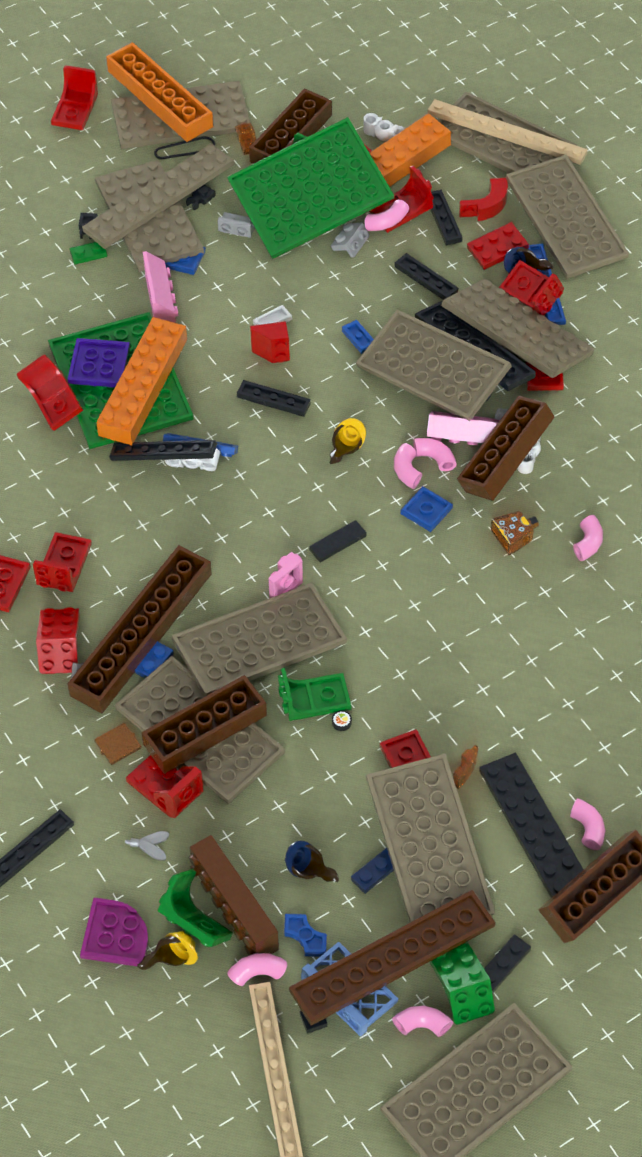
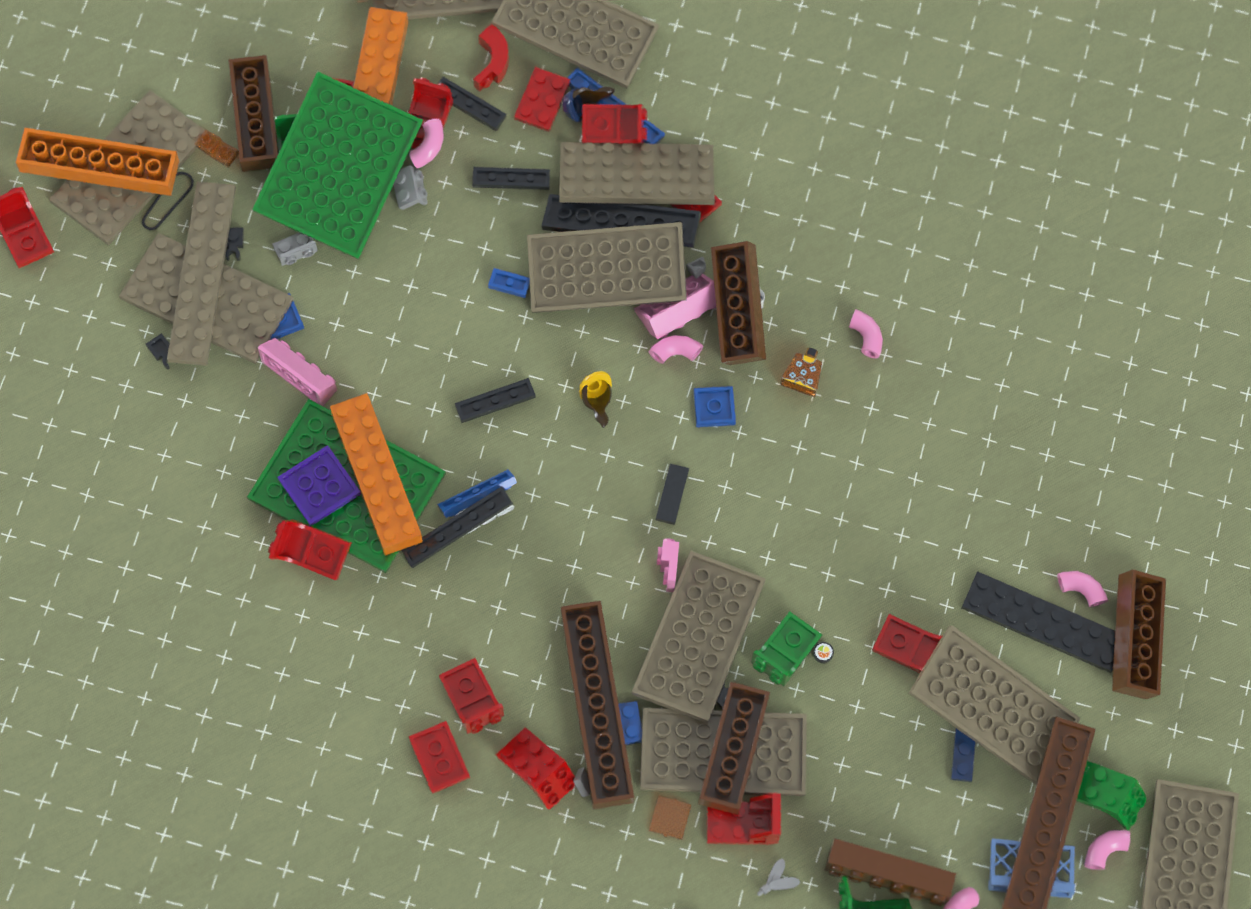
camera: 45 degrees left, 15 degrees up
(87, 253) = (188, 380): green plate -> none
(270, 341) = (448, 348): red slope -> none
(278, 314) = (418, 322): white tile -> none
(298, 928) = (952, 852): blue tile -> none
(307, 862) = (913, 795): piece -> none
(380, 128) = (334, 42): white piece -> none
(404, 467) = (663, 382): bright pink cylinder -> none
(467, 766) = (953, 610): clear orange slope -> none
(506, 961) = (1119, 748): black plate -> none

